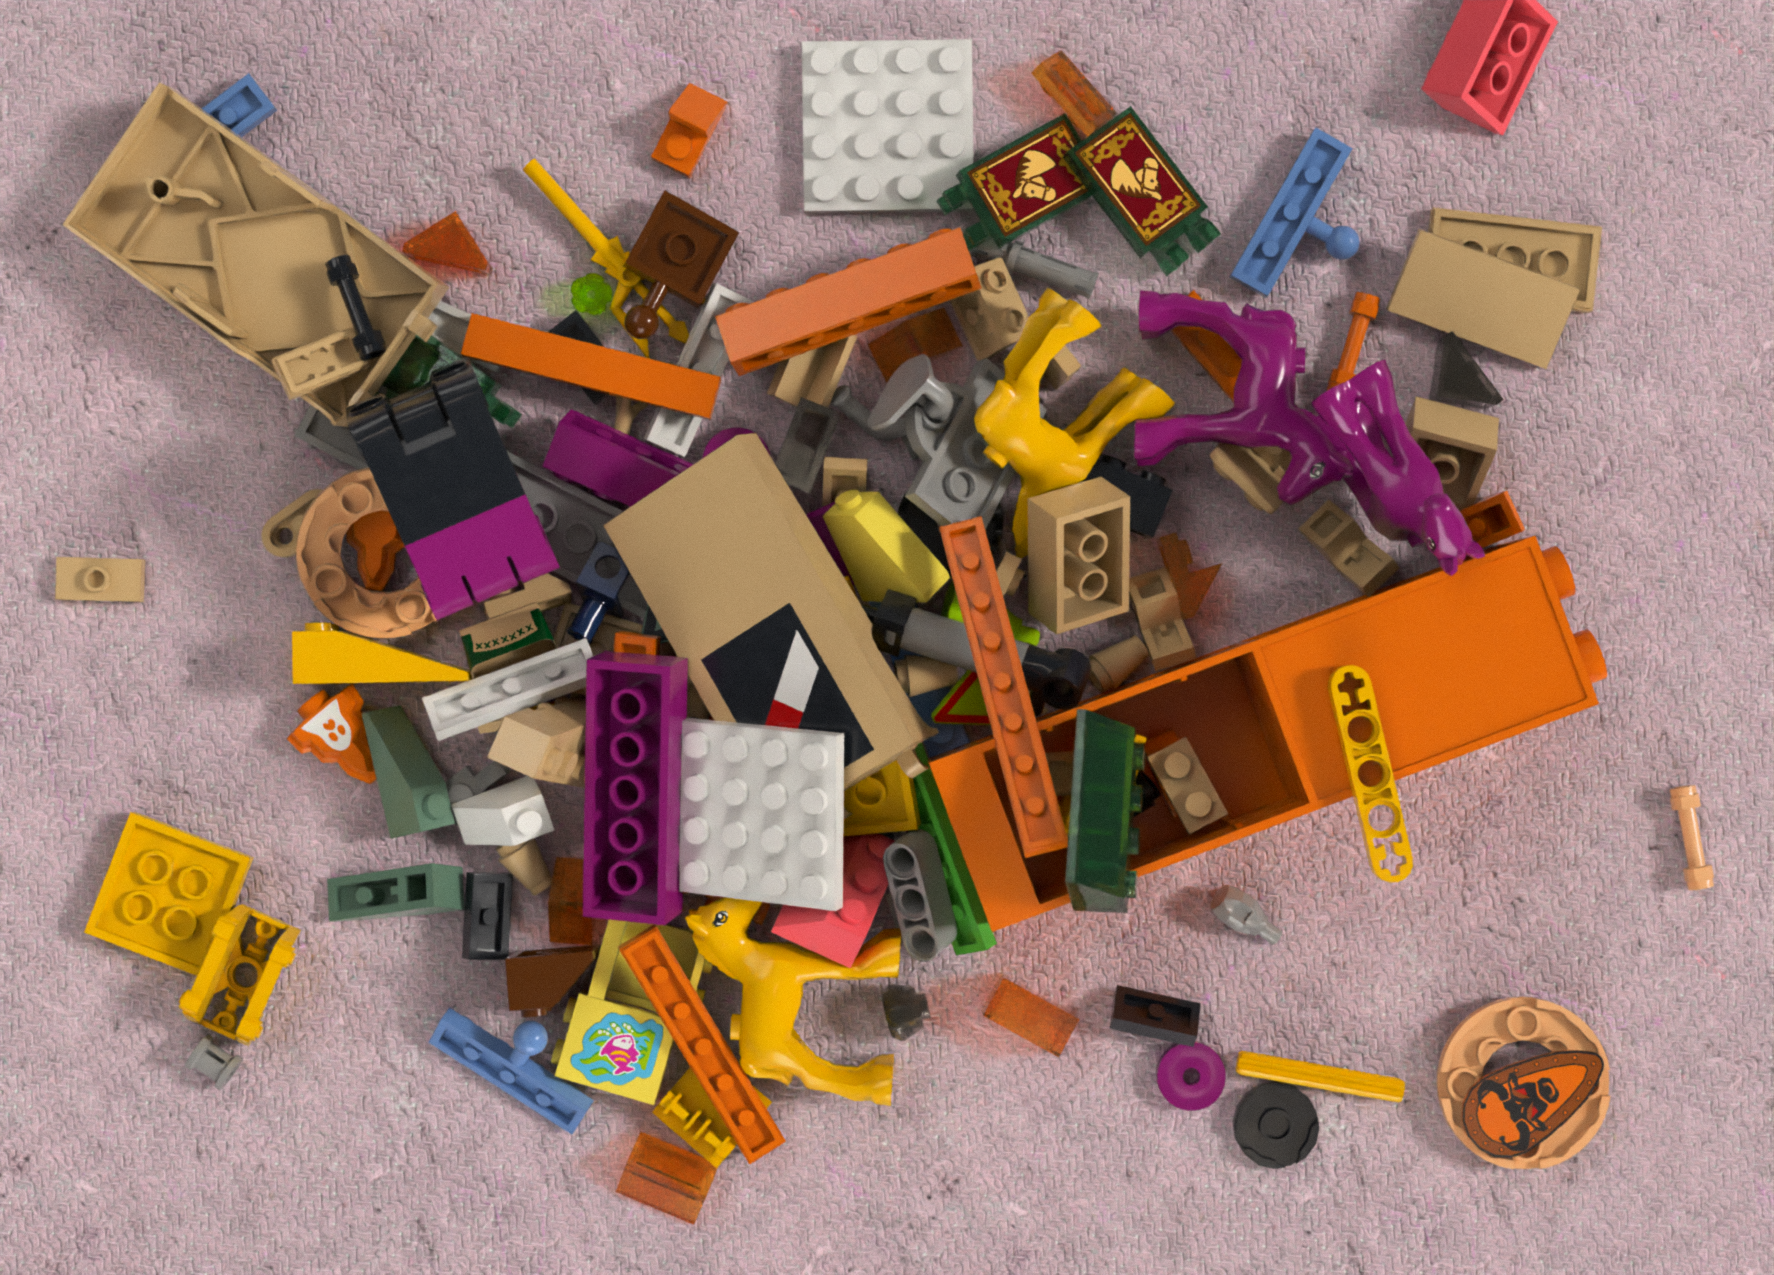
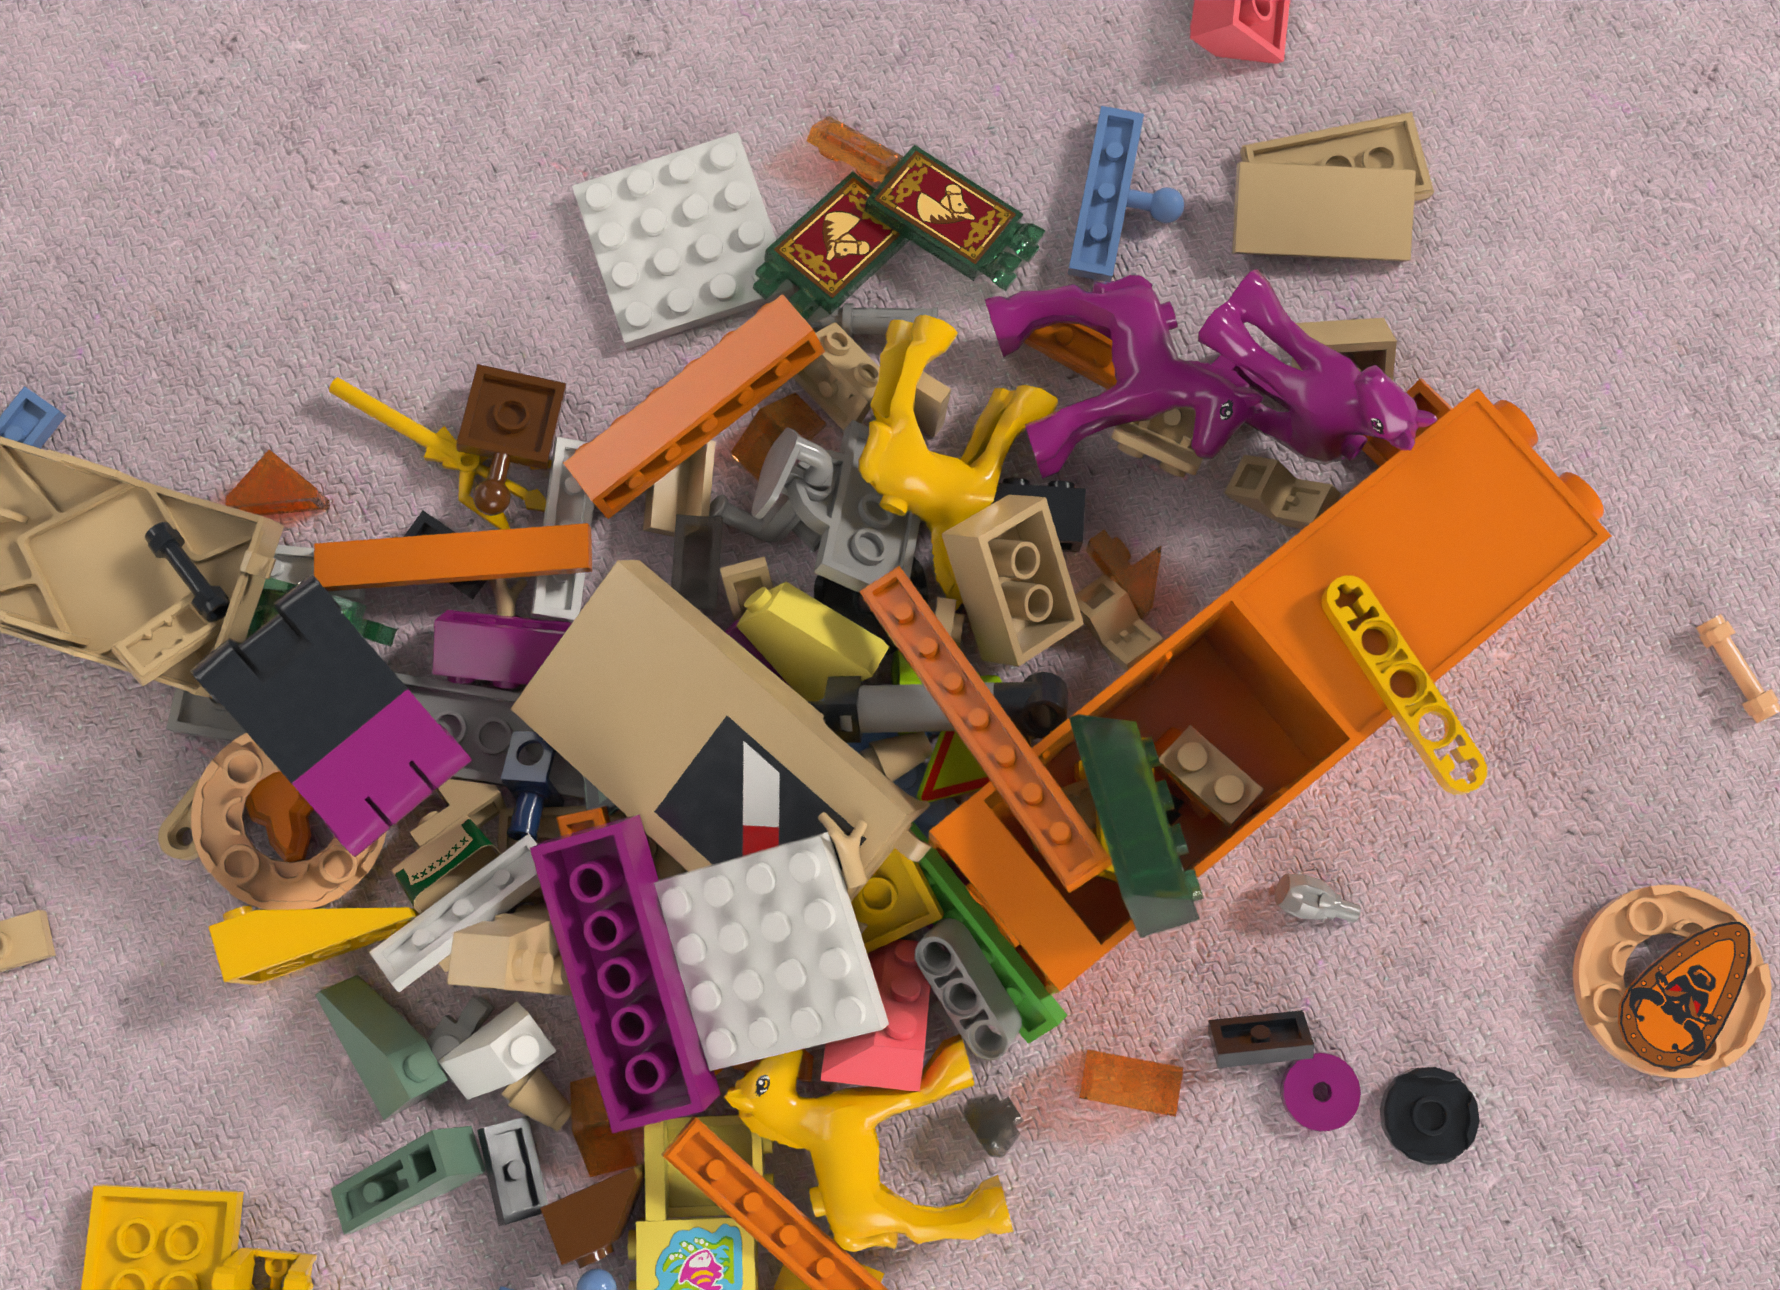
camera: 15 degrees left, 10 degrees down
(336, 732) = (293, 1025): orange rock -> none
(582, 286) = (427, 483): clear neon green plate -> none
(688, 130) = (486, 305): orange slope -> none
(855, 753) = (847, 849): none -> tan bar
(1116, 663) = (1090, 679): tan cone -> none
(1320, 1076) = (1456, 1046): yellow axle -> none
(1364, 309) = (1211, 263): orange bar -> none
(1459, 378) = (1331, 293): clear smoke slope -> none

